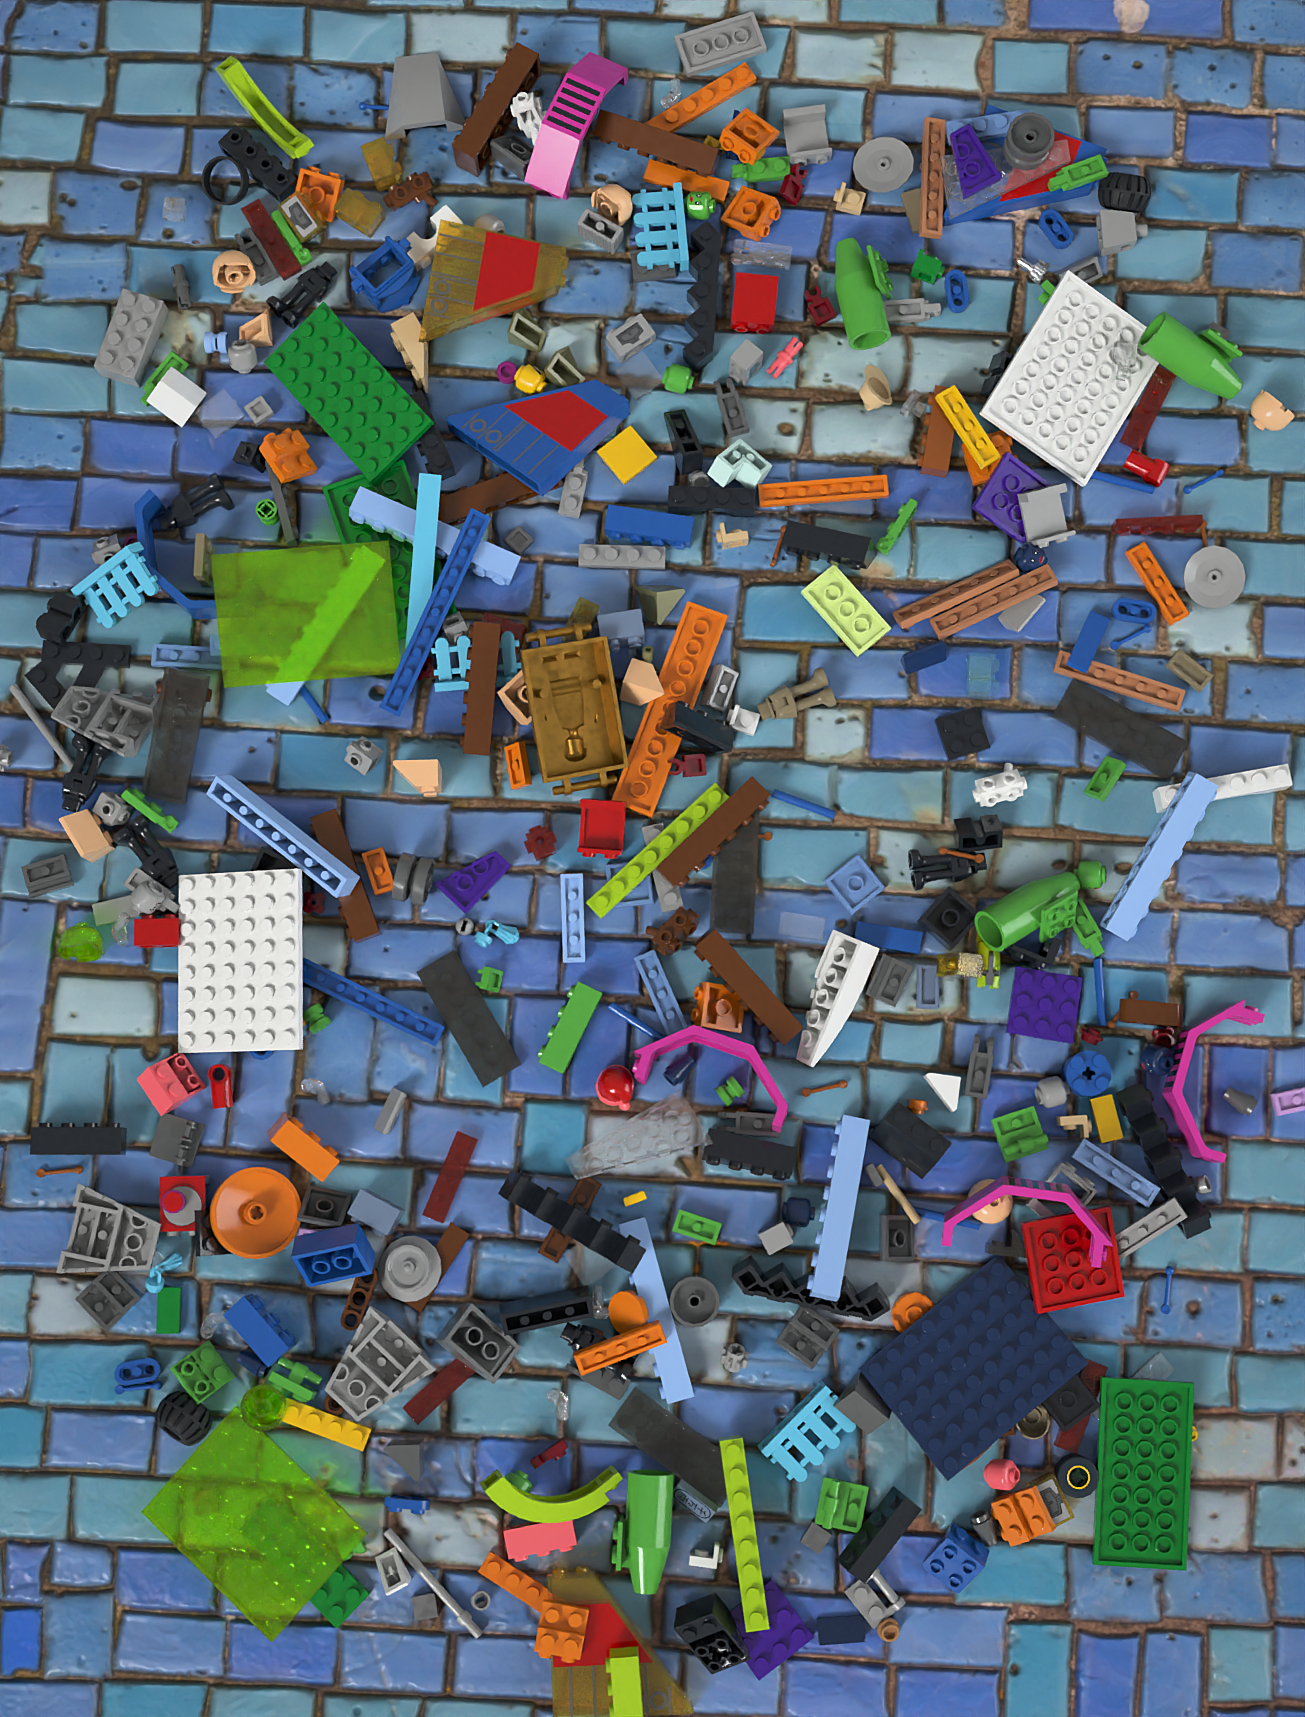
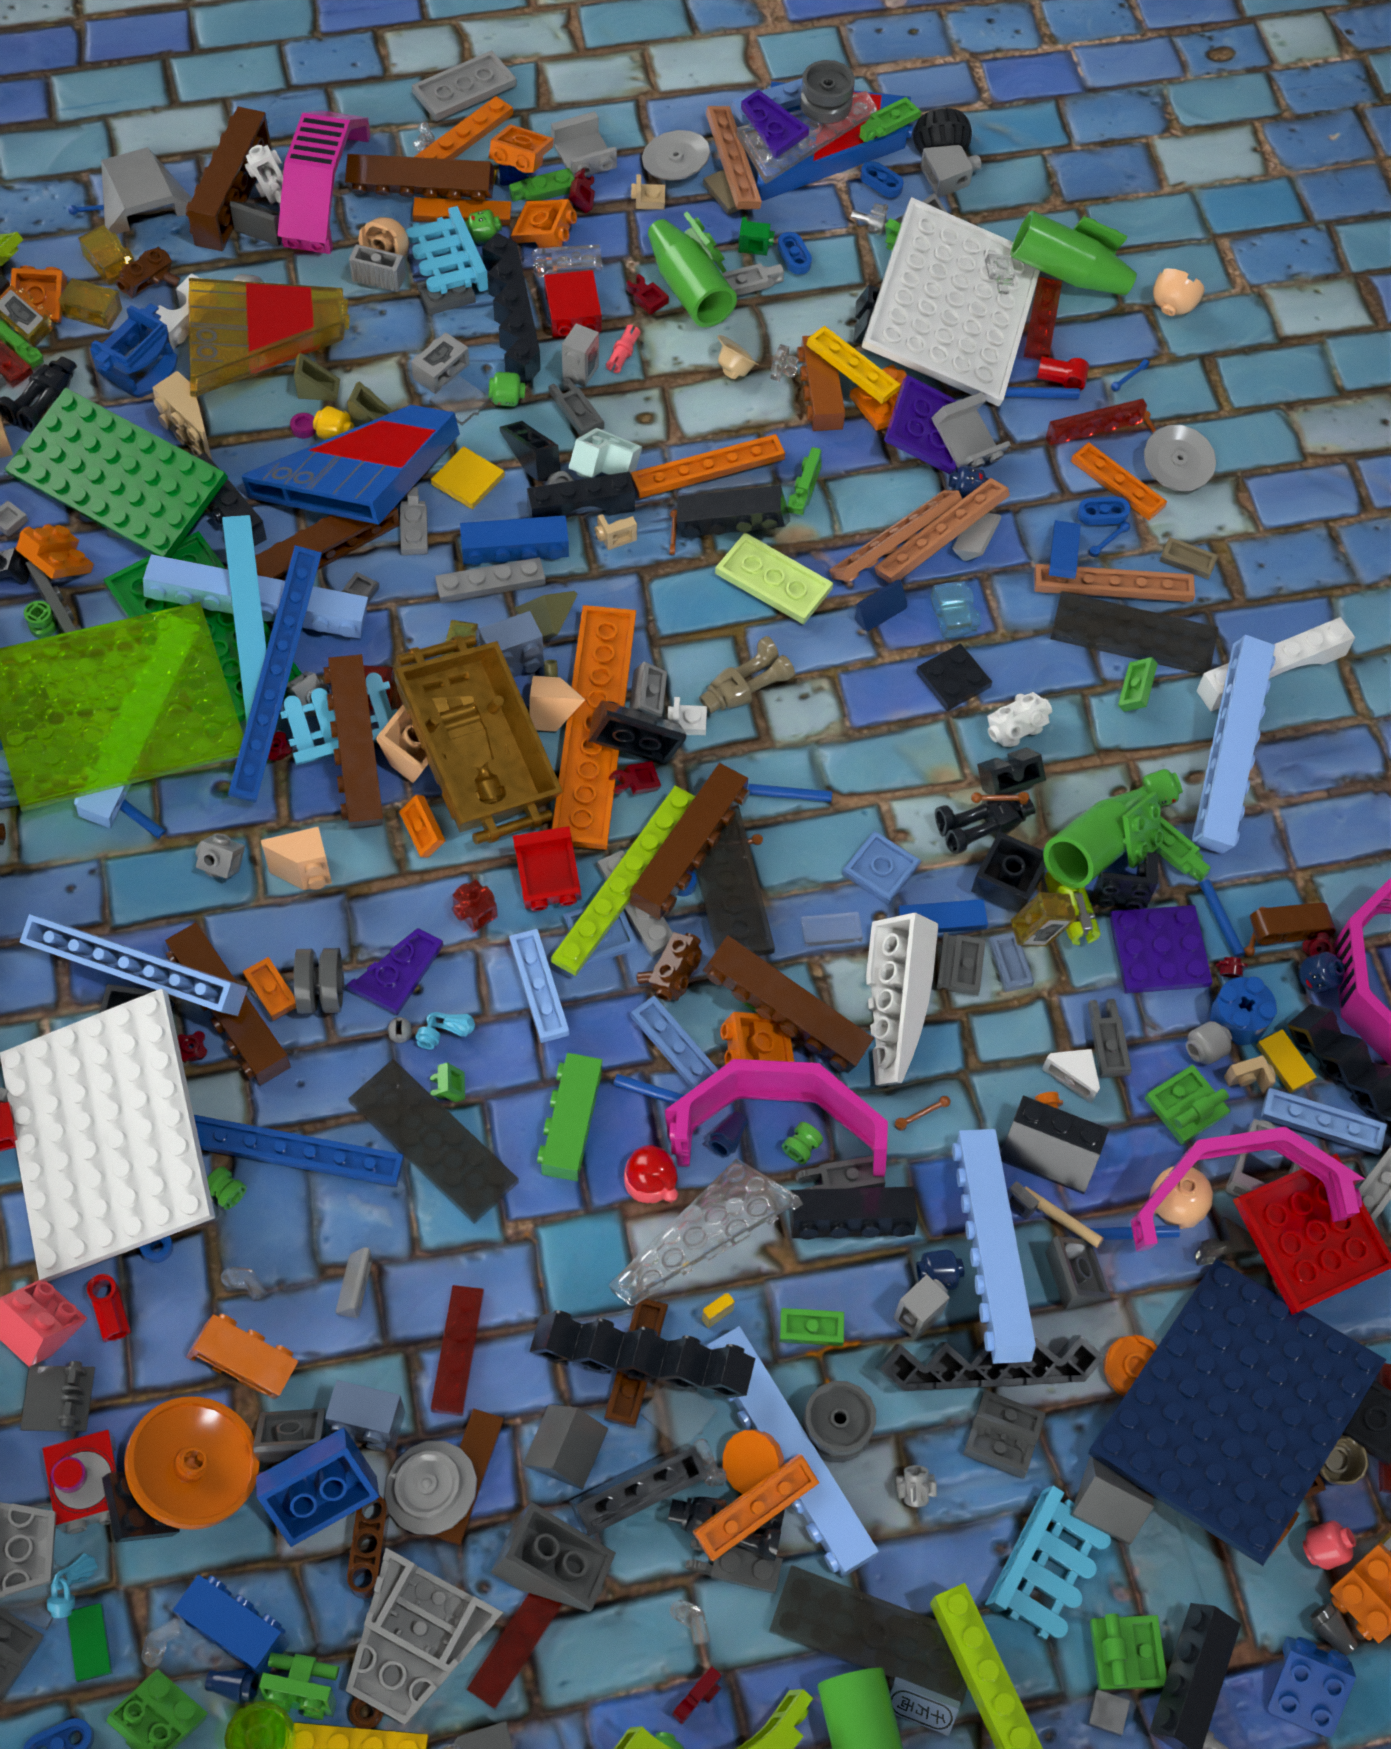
camera: 20 degrees left, 20 degrees down
(506, 1264) = (566, 1445): none -> dark grey slope

